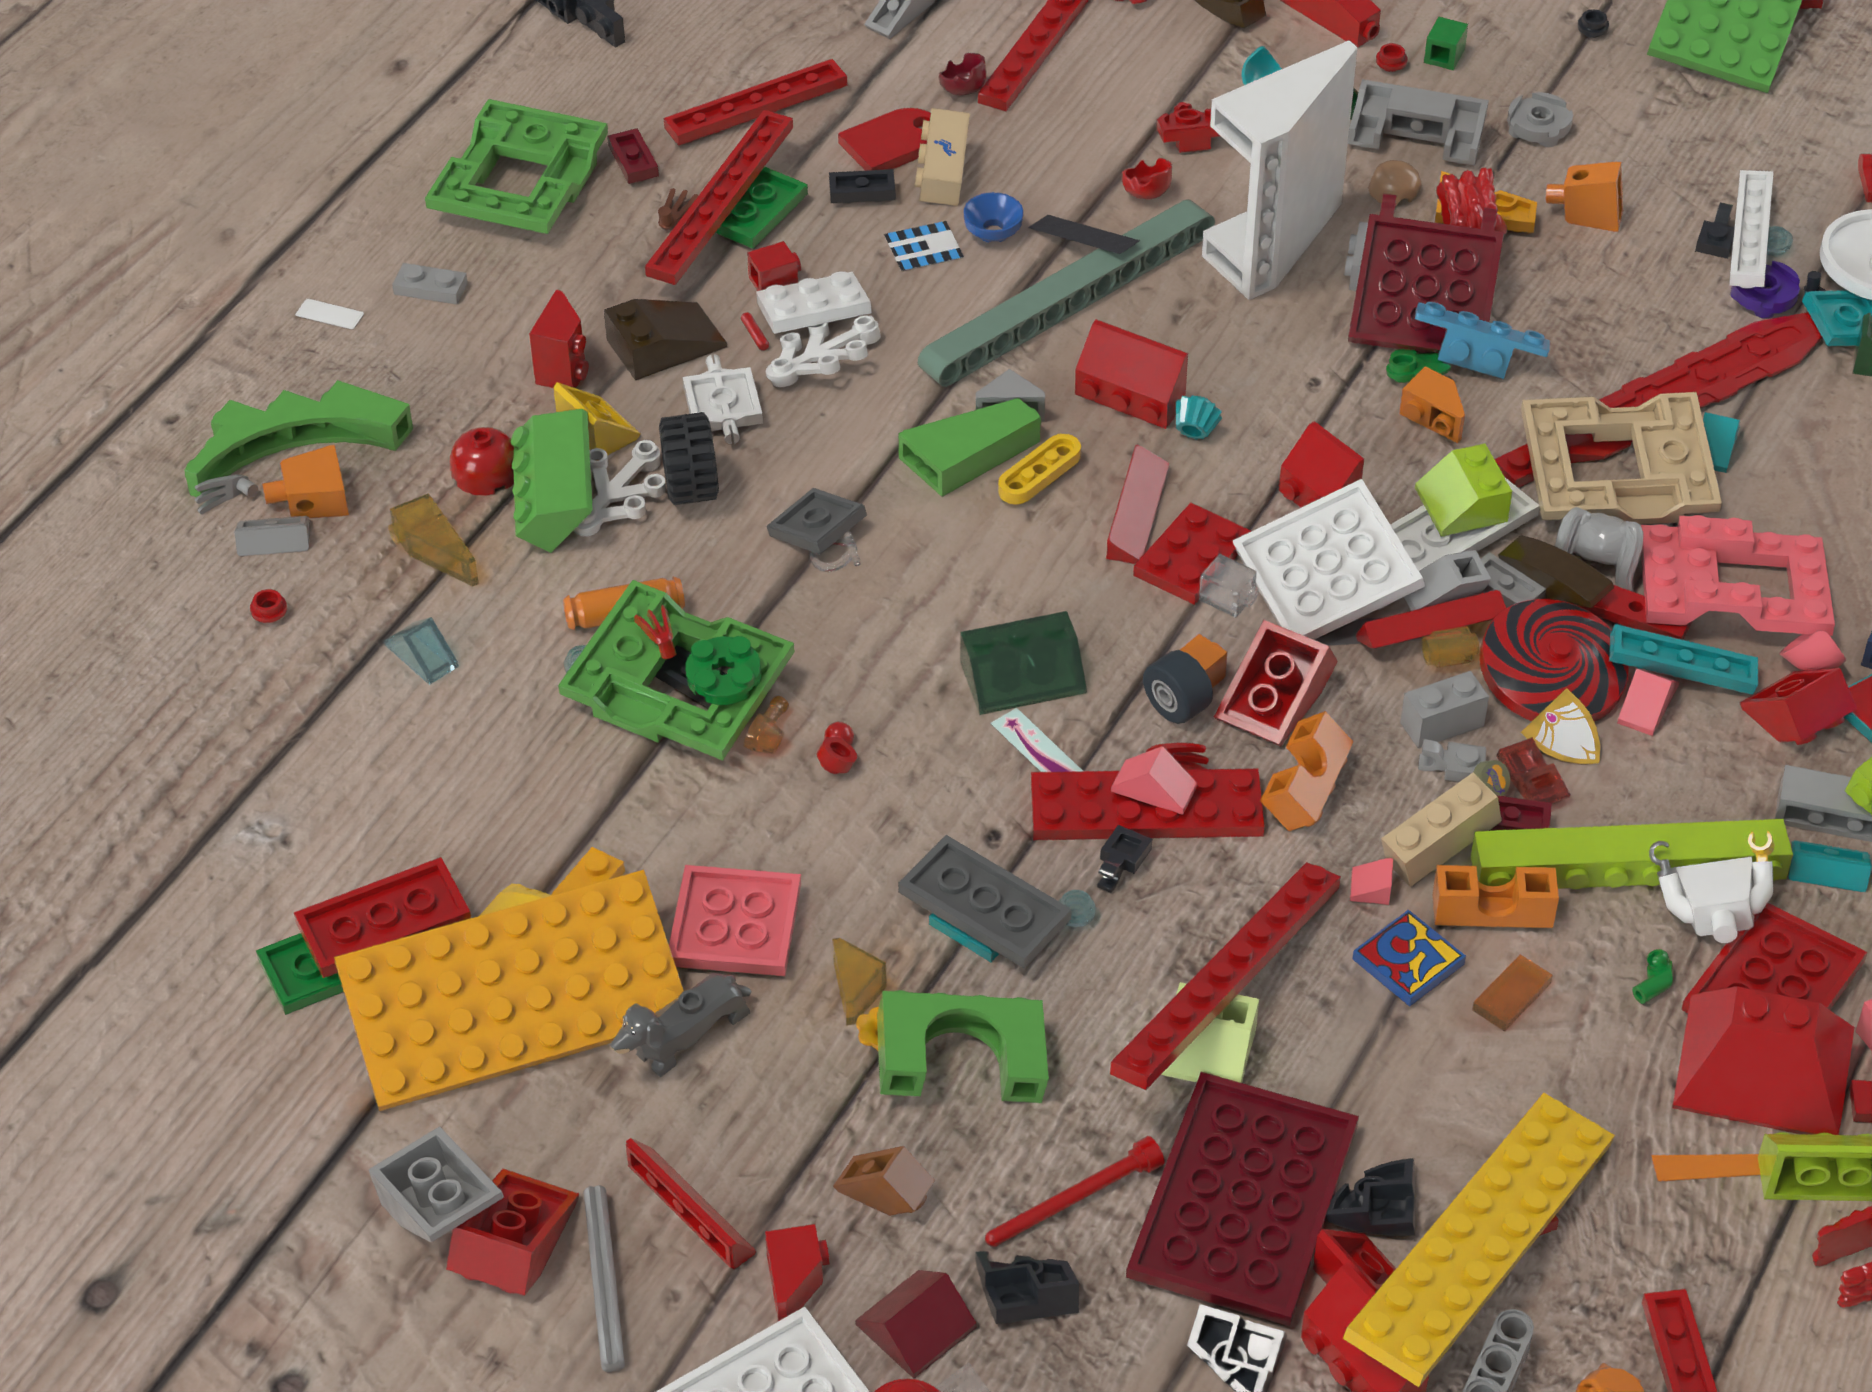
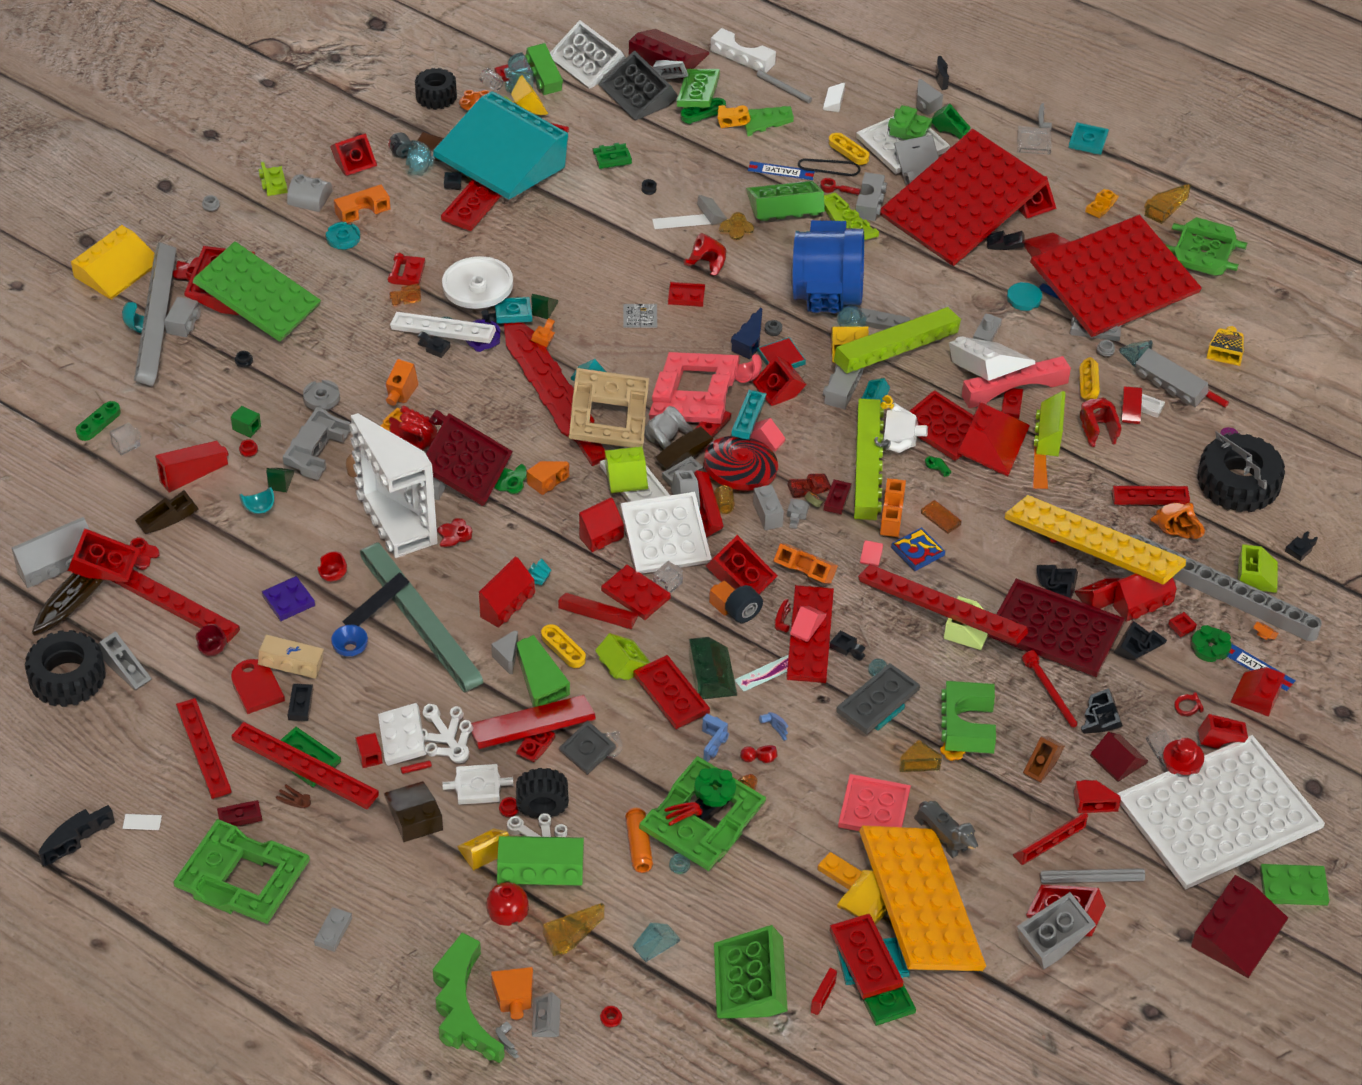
camera: 85 degrees left, 0 degrees up
(314, 869) = (824, 991): none -> red tile
(329, 314) = (346, 986): white sticker -> none
(347, 774) = (751, 975): none -> bright green slope
(558, 345) = (423, 852): red slope -> none
(618, 71) = (142, 822): none -> white sticker
(811, 459) = (535, 745): none -> red slope
(860, 446) = (532, 721): none -> red tile
(861, 686) = (719, 731): none -> medium blue bracket
(911, 770) = (776, 722): none -> medium blue piece
(923, 245) = (355, 681): sticker -> none
(931, 629) = (671, 692): none -> red plate
(1027, 546) = (621, 656): none -> lime slope
(1079, 148) = (288, 598): none -> dark purple plate
(1187, 127) = (287, 543): red plate -> none
(1272, 312) = (454, 532): none -> red plate
(1441, 829) = (851, 517): tan brick -> none
(1478, 343) = (509, 446): dark azure bracket -> none
(1566, 731) = (784, 467): sticker -> none
(1796, 363) = (544, 334): none -> orange plate
(1827, 181) = (408, 295): none -> clear orange plate

